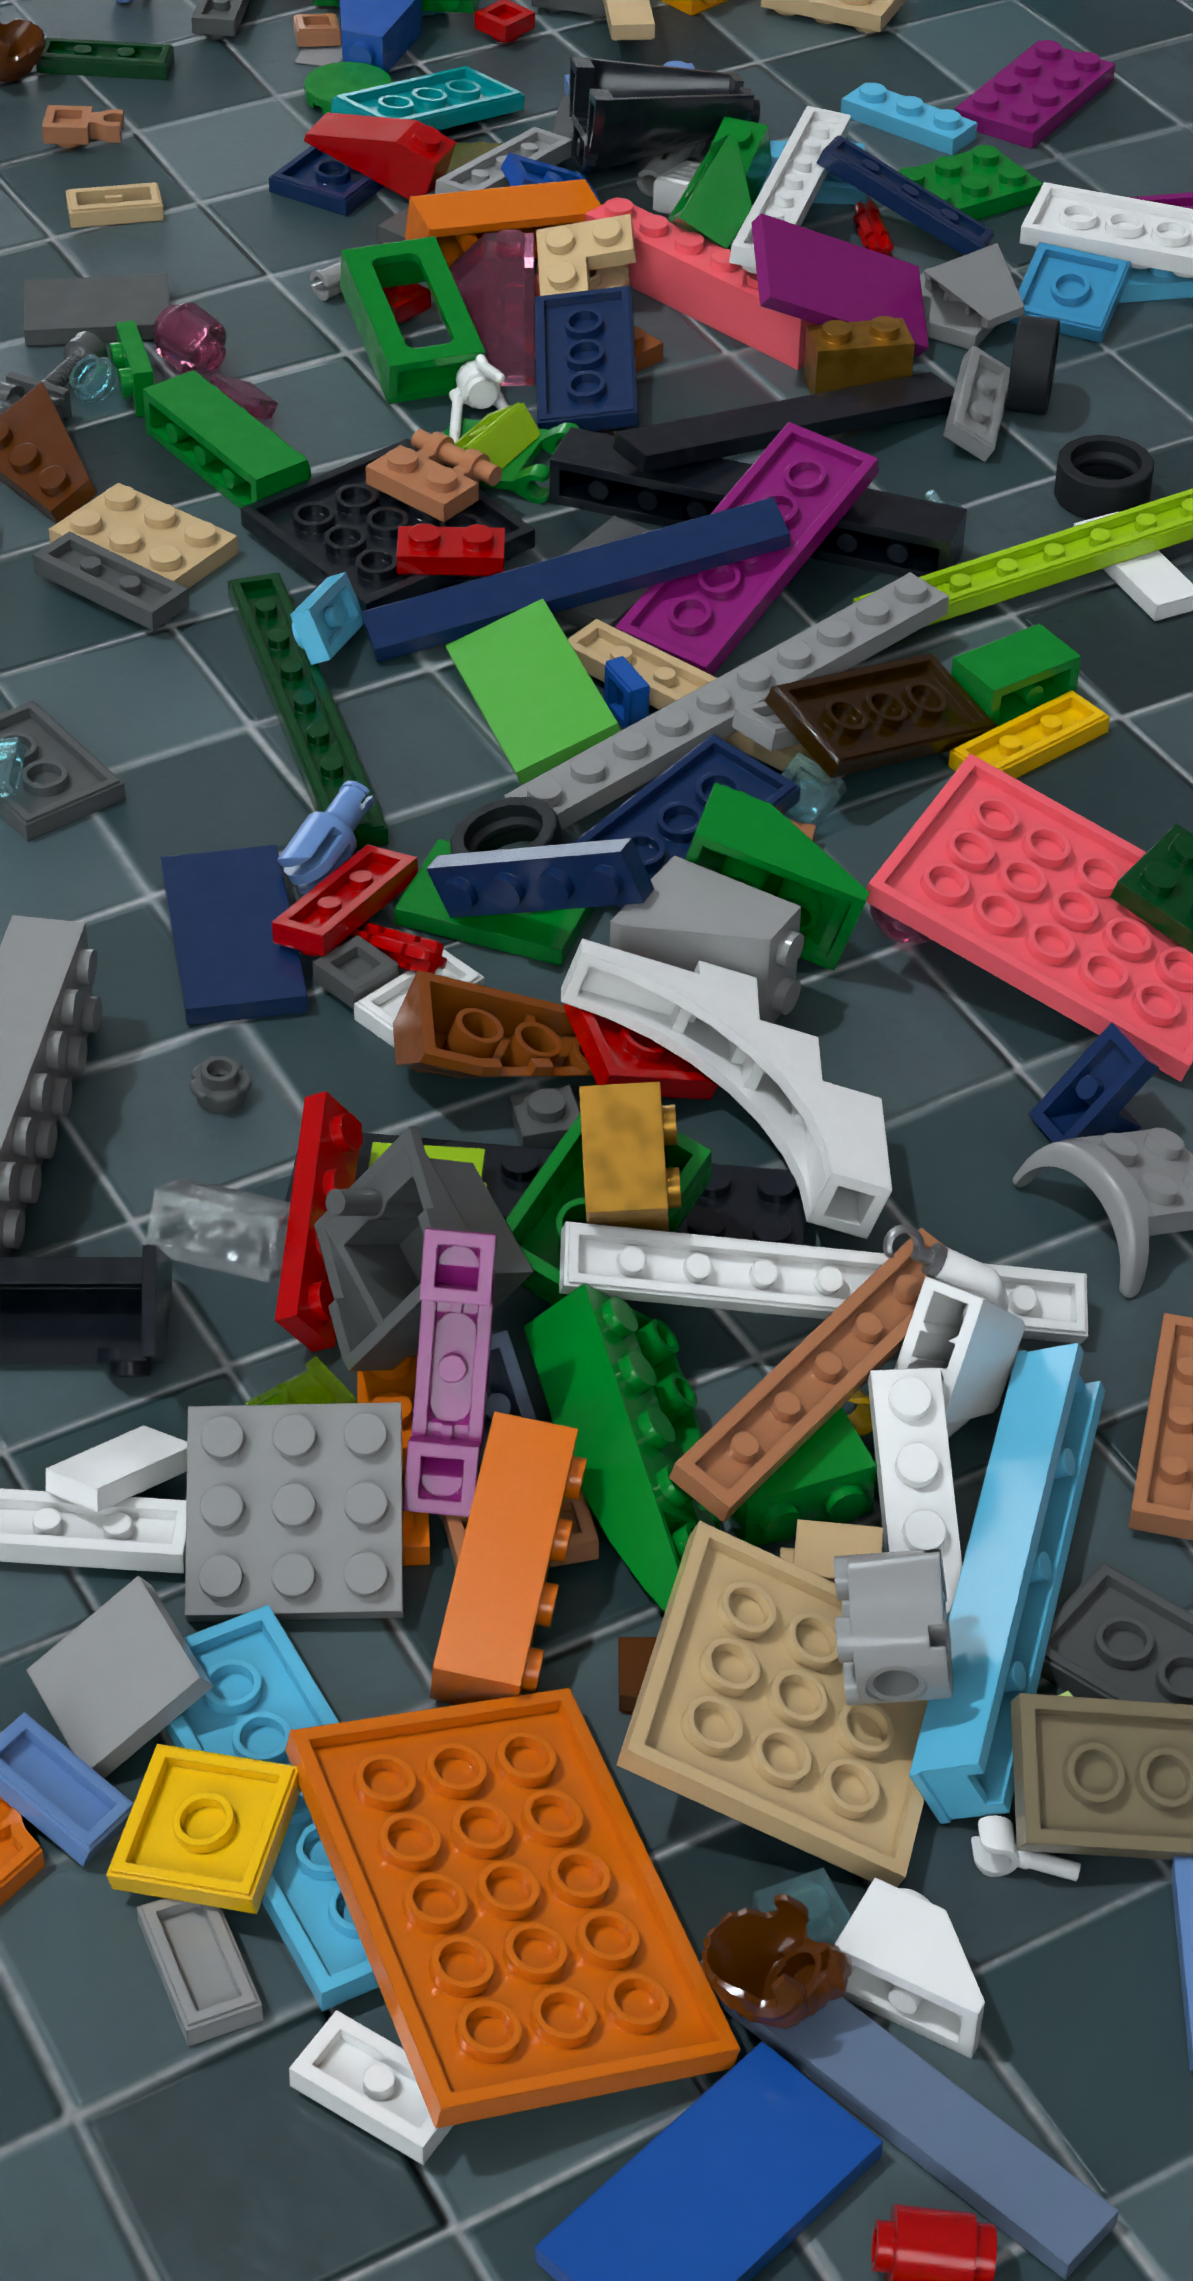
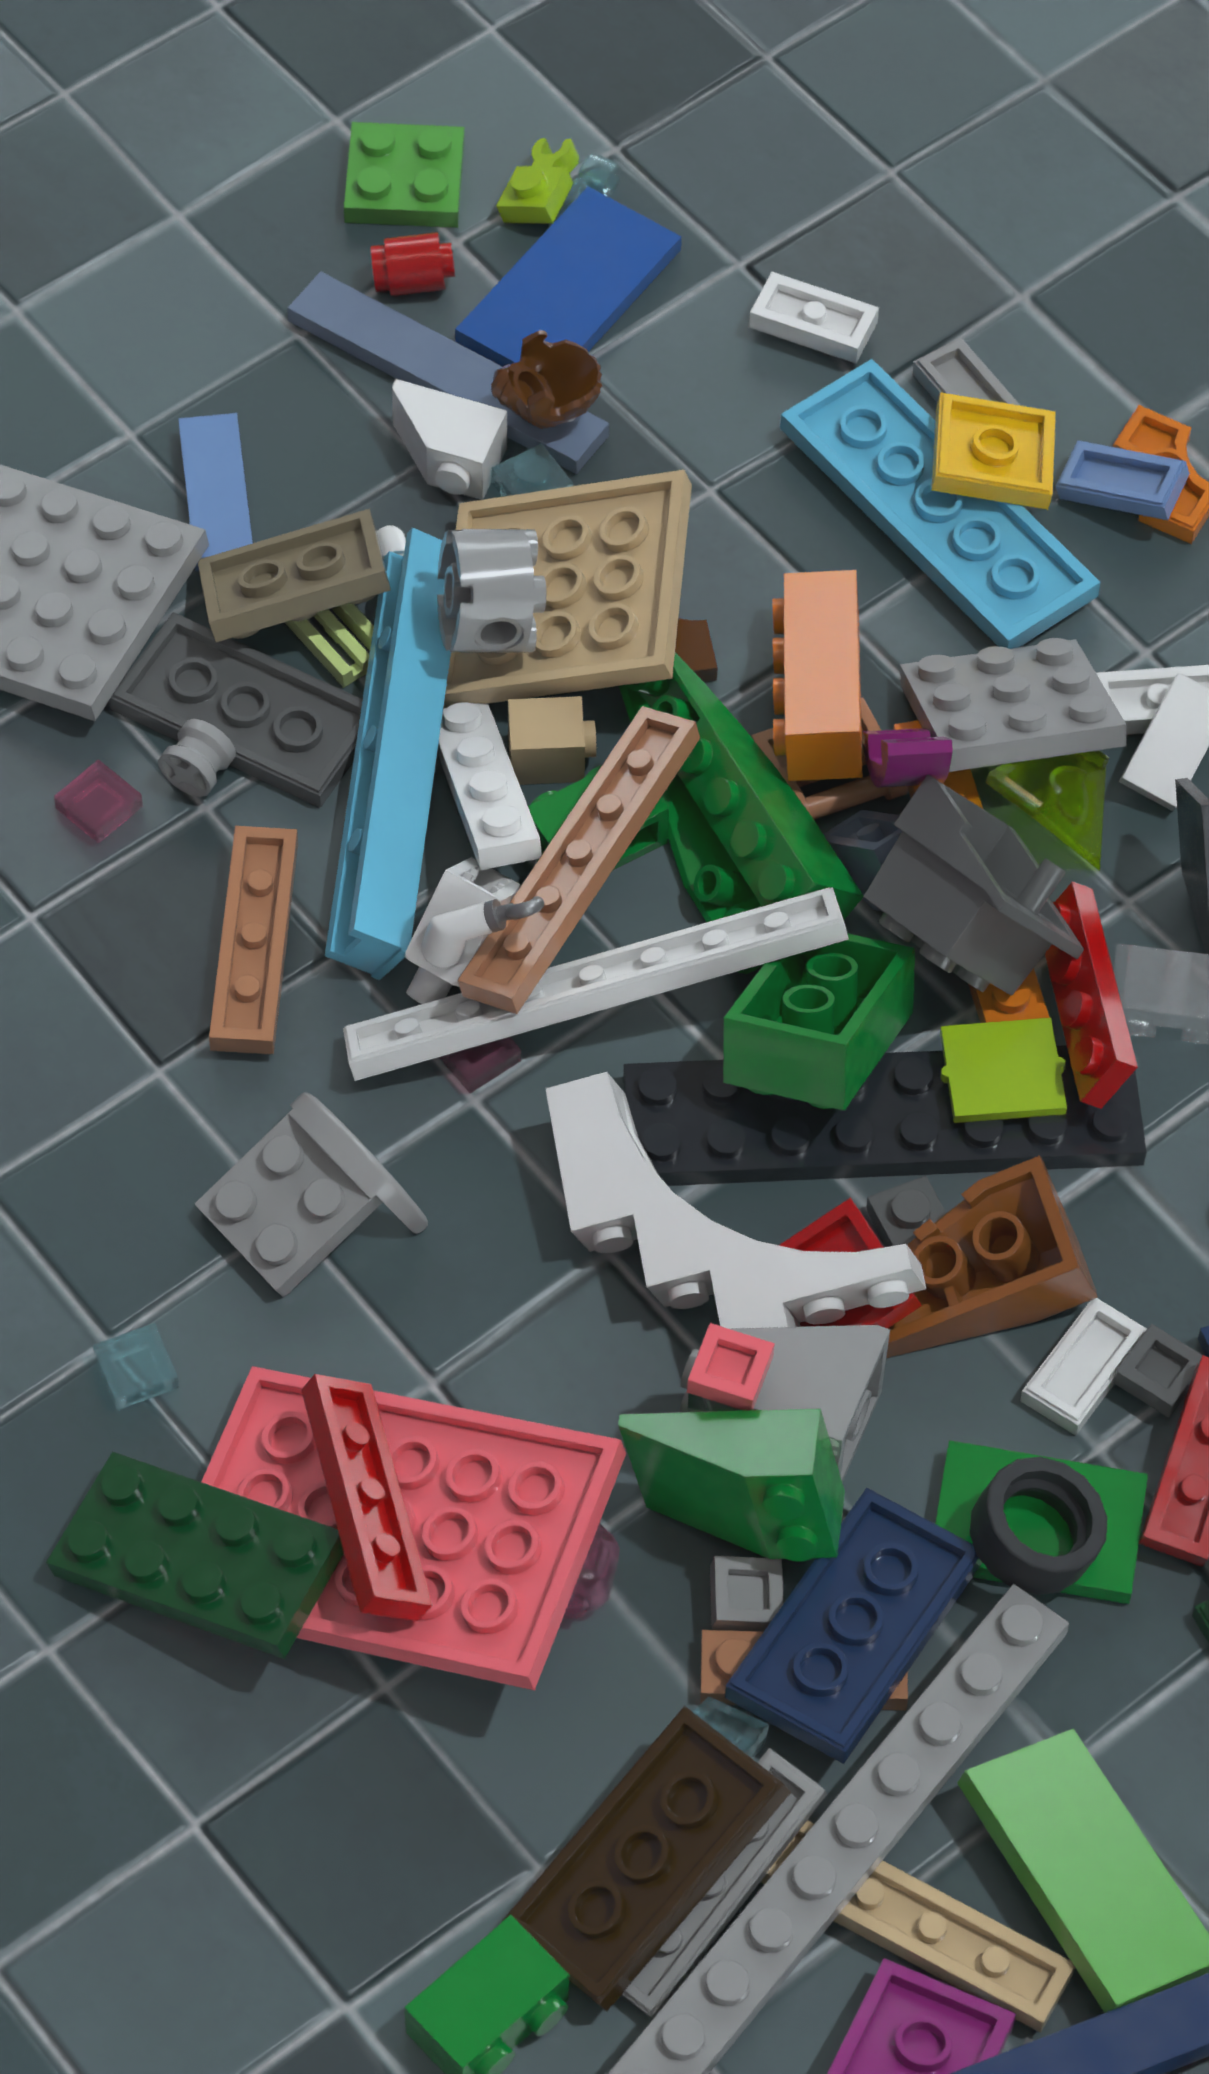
camera: 170 degrees right, 15 degrees up
(119, 1678) = (1103, 558): light grey tile -> none
(406, 949) = (1121, 1395): red axle -> none
(508, 1906) = (772, 425): orange plate -> none
(541, 878) = (979, 1404): dark blue plate -> none
(625, 692) = (971, 1878): blue tile -> none
(625, 1155) = (801, 970): pearl gold brick -> none
(765, 885) = (730, 1367): none -> coral plate
(1036, 736) = (456, 1915): yellow tile -> none
(1096, 1089) = (349, 1306): dark blue slope -> none
(1097, 893) = (366, 1498): none -> red plate

